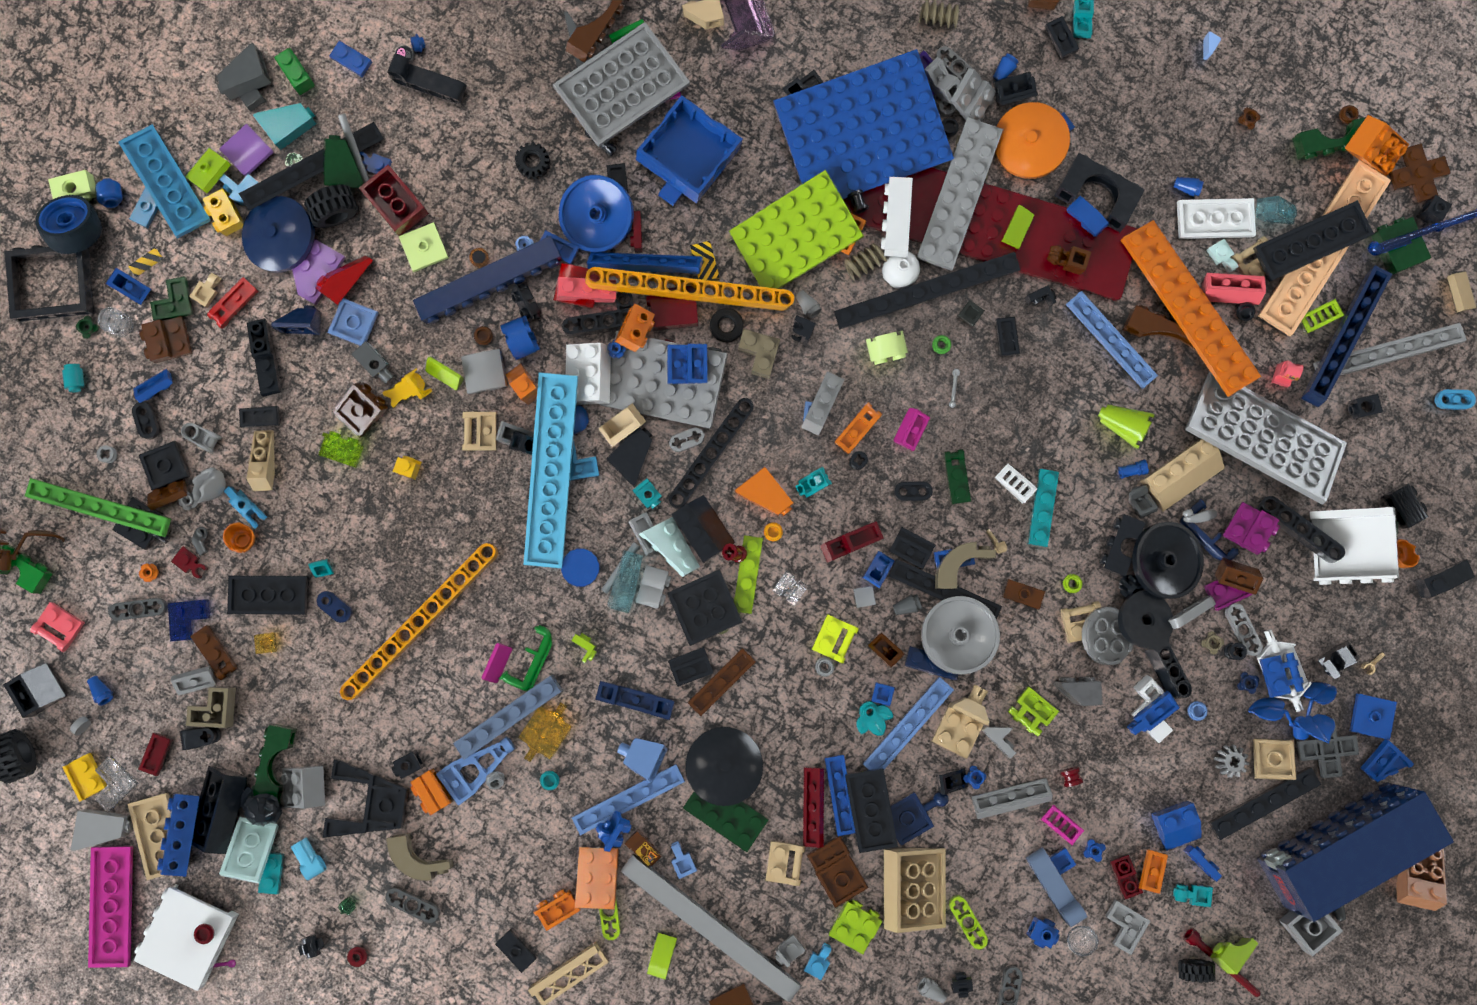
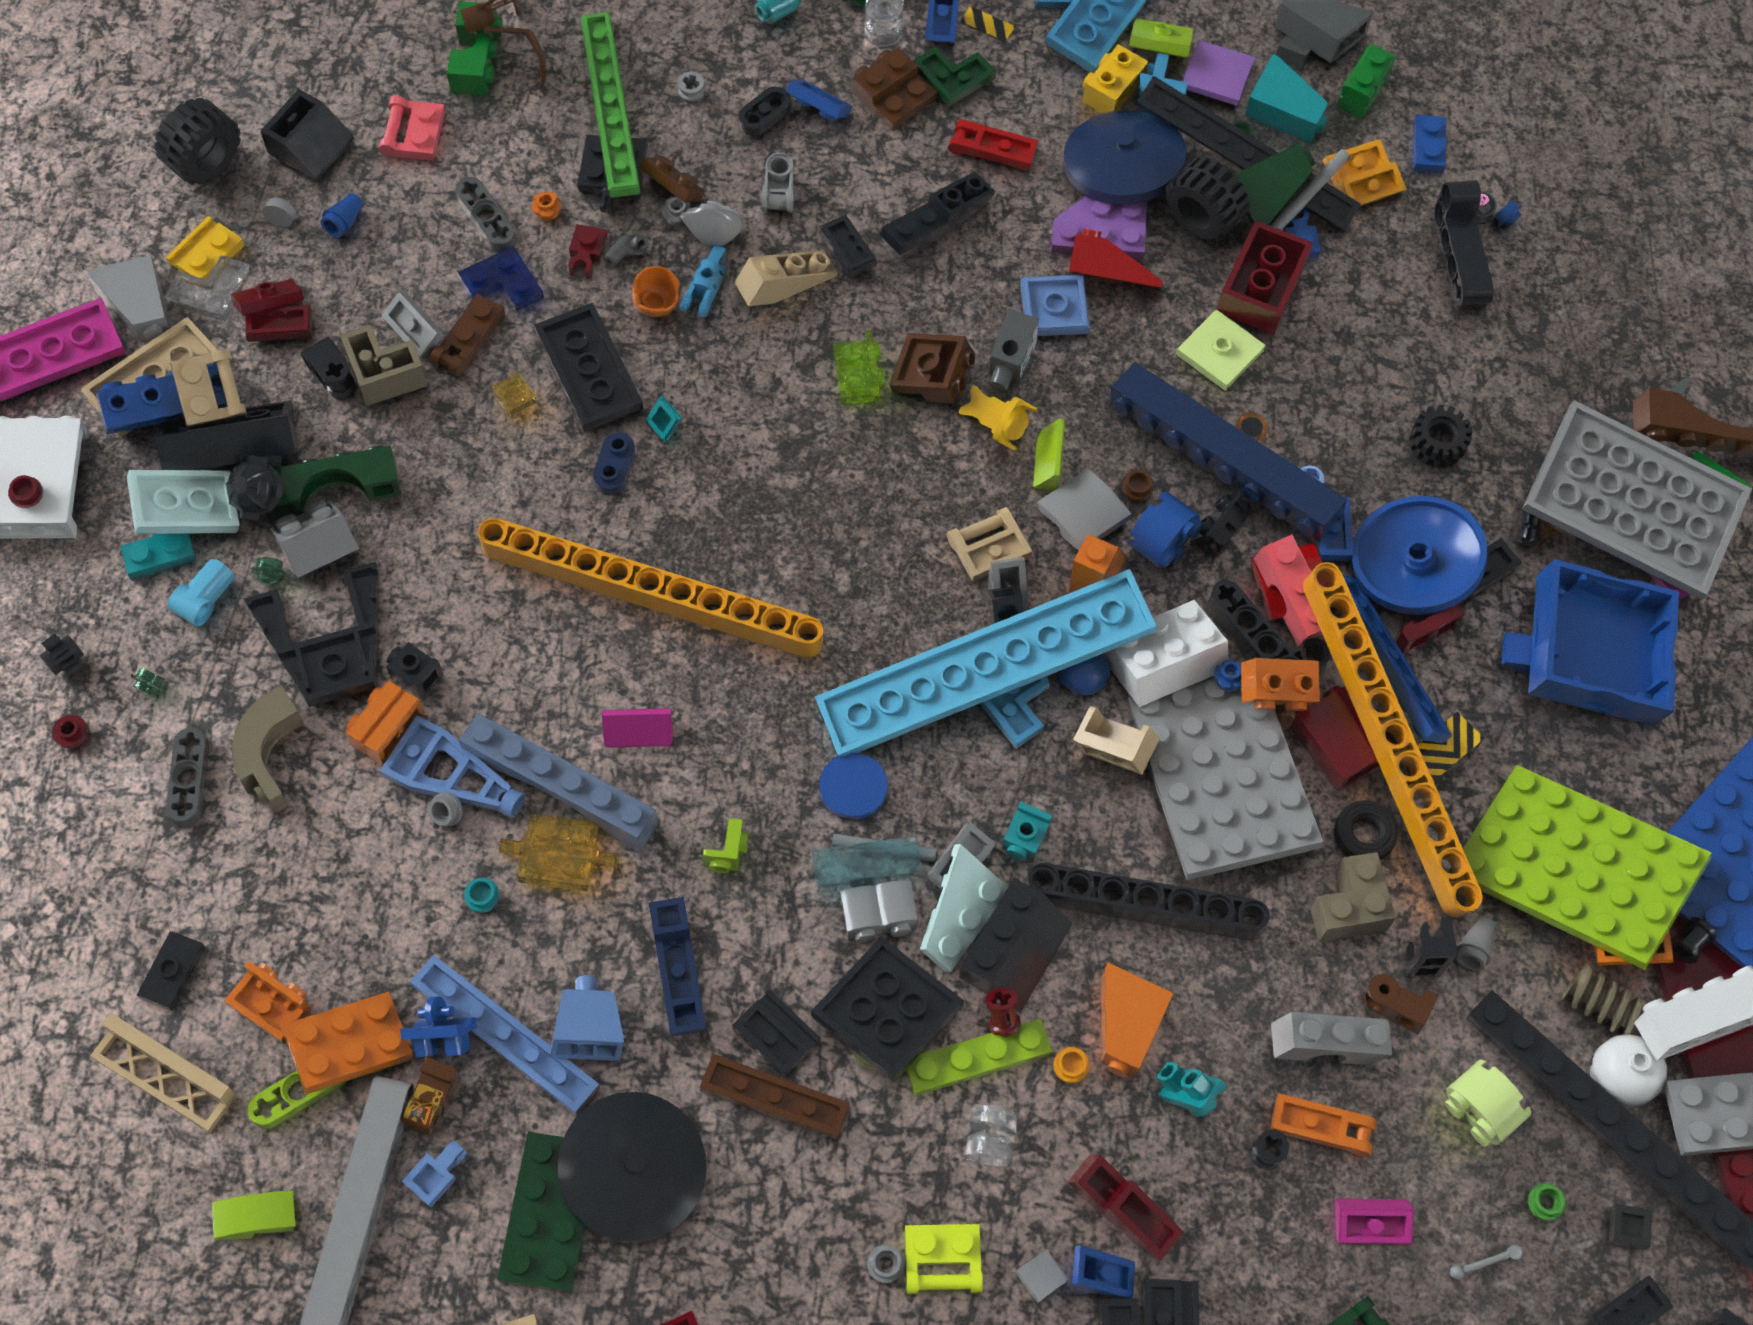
camera: 65 degrees right, 20 degrees down
(136, 754) = (267, 296): none -> dark red plate
(164, 465) = (713, 159): black plate -> none
(186, 819) = (197, 391): none -> tan plate
(204, 292) = (988, 106): tan plate -> none
(300, 321) = (1015, 234): dark blue slope -> none
(311, 818) = (268, 570): none -> clear green plate
(356, 105) = (1368, 174): none -> light orange slope
(407, 467) = (879, 466): yellow brick -> none
(536, 665) = (666, 789): green piece -> none
(632, 455) = (1076, 780): black slope -> none
(687, 364) = (1269, 787): blue slope -> none
(688, 444) = (1152, 850): light grey beam -> none
(815, 362) = (1398, 1003): none -> reddish brown leg
(912, 490) = (1272, 1272): black plate -> none

